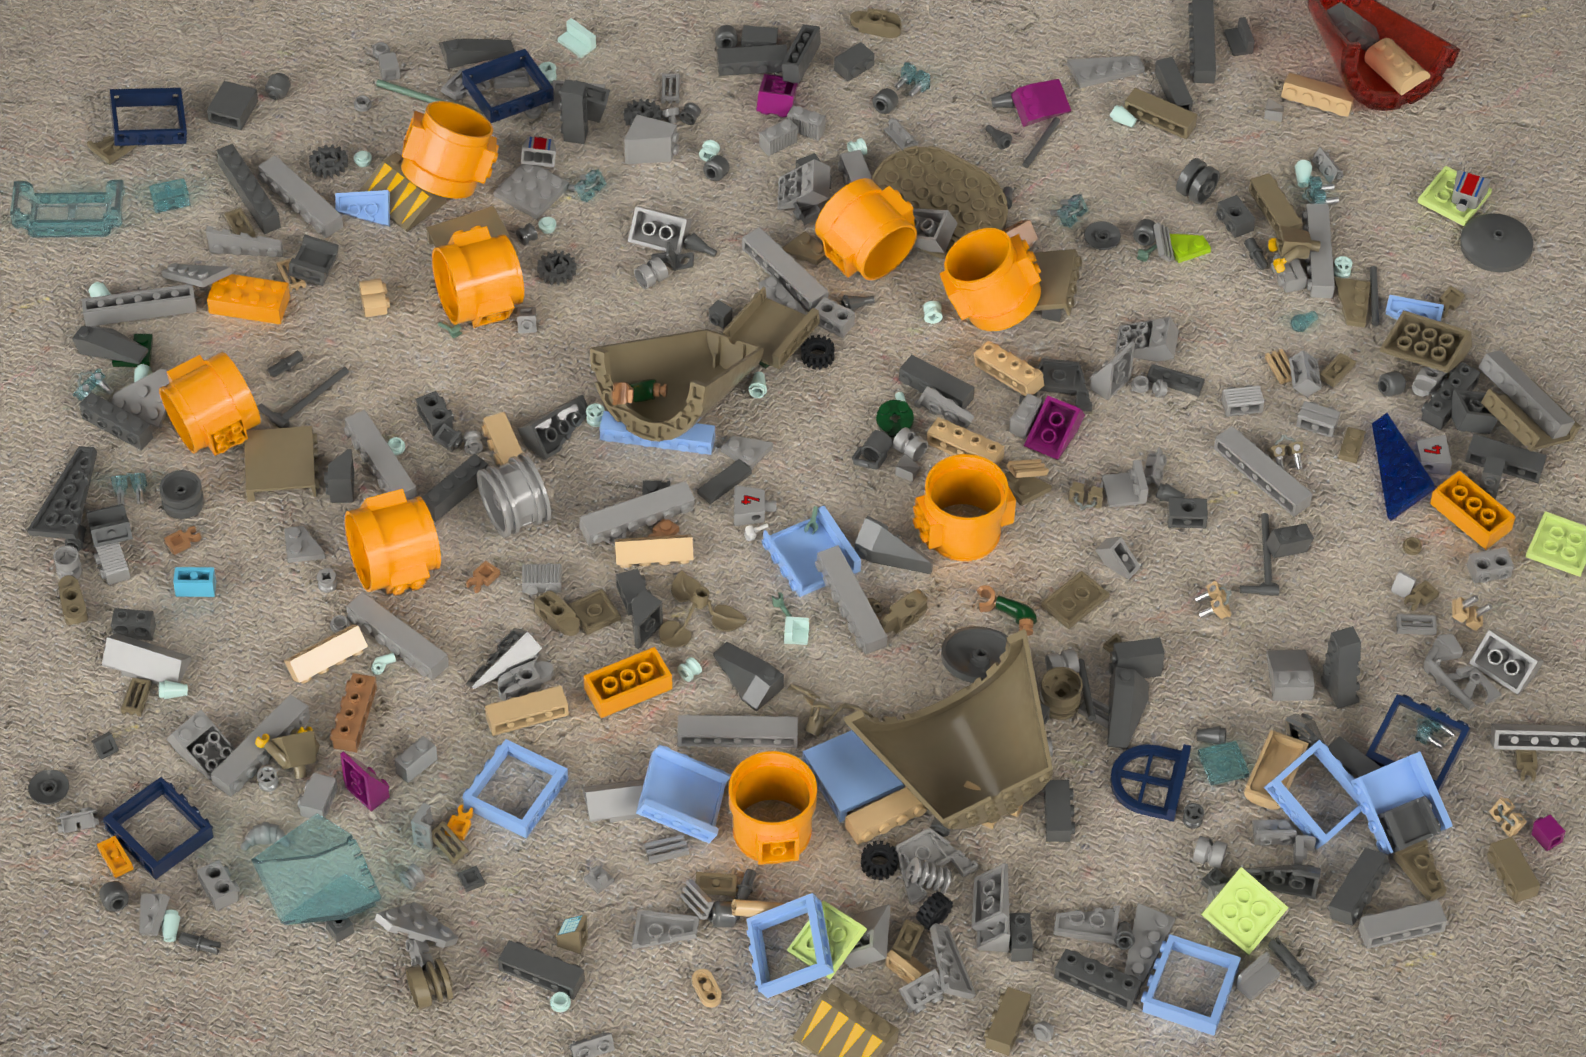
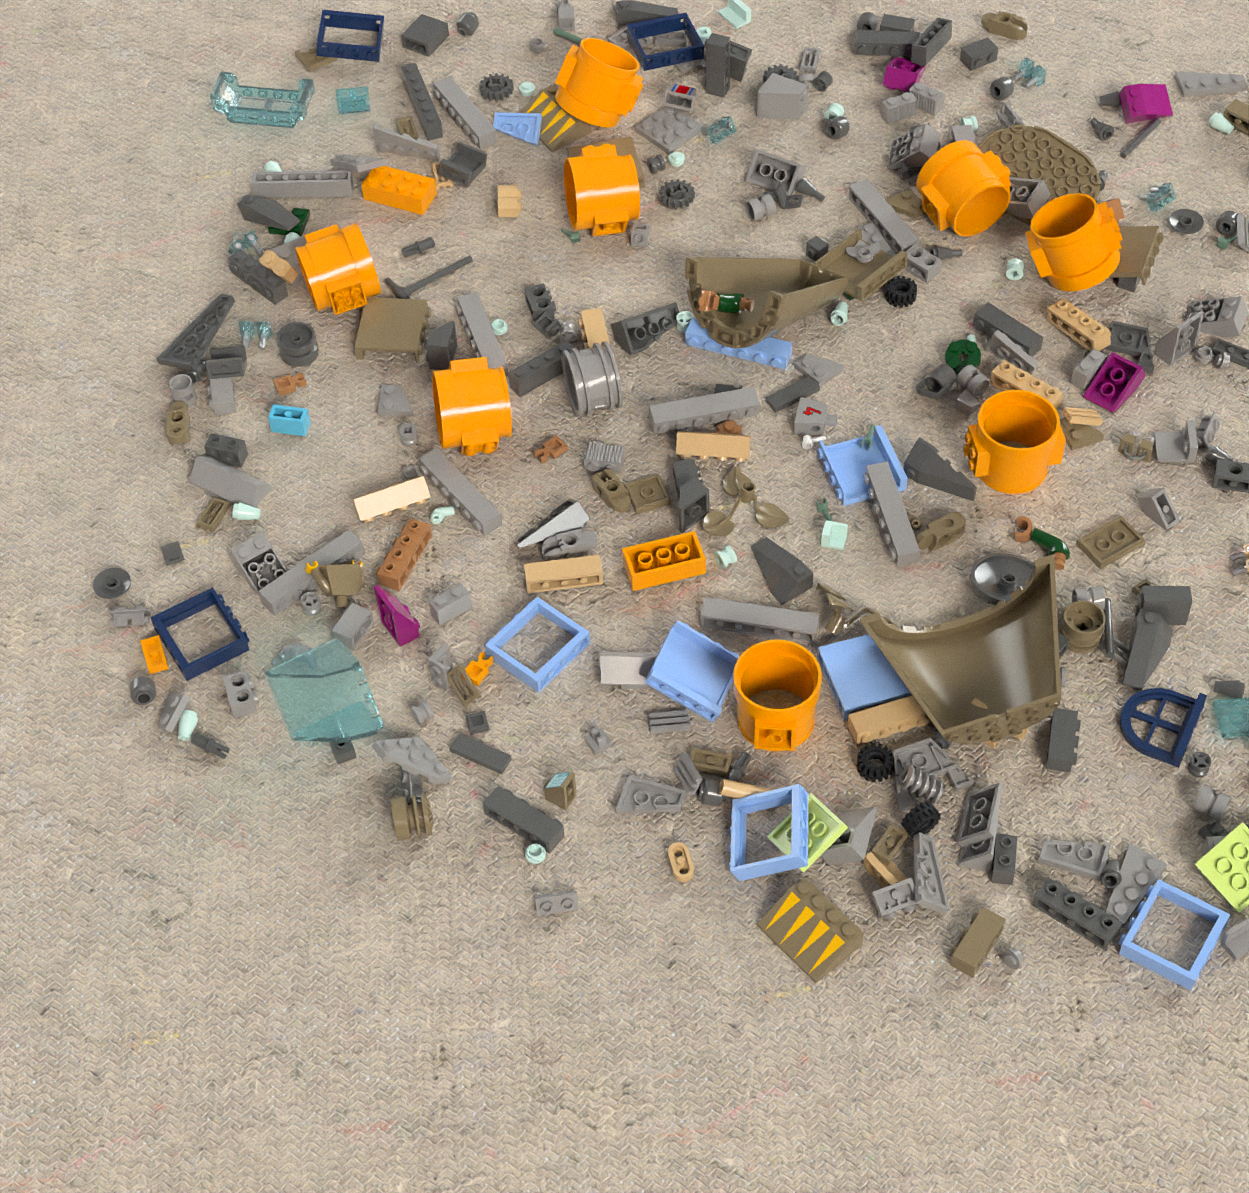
camera: 15 degrees right, 0 degrees up
(139, 407) = (279, 266): none -> tan brick
(481, 909) = (480, 753): none -> dark grey tile
(771, 312) = (863, 252): none -> light grey plate

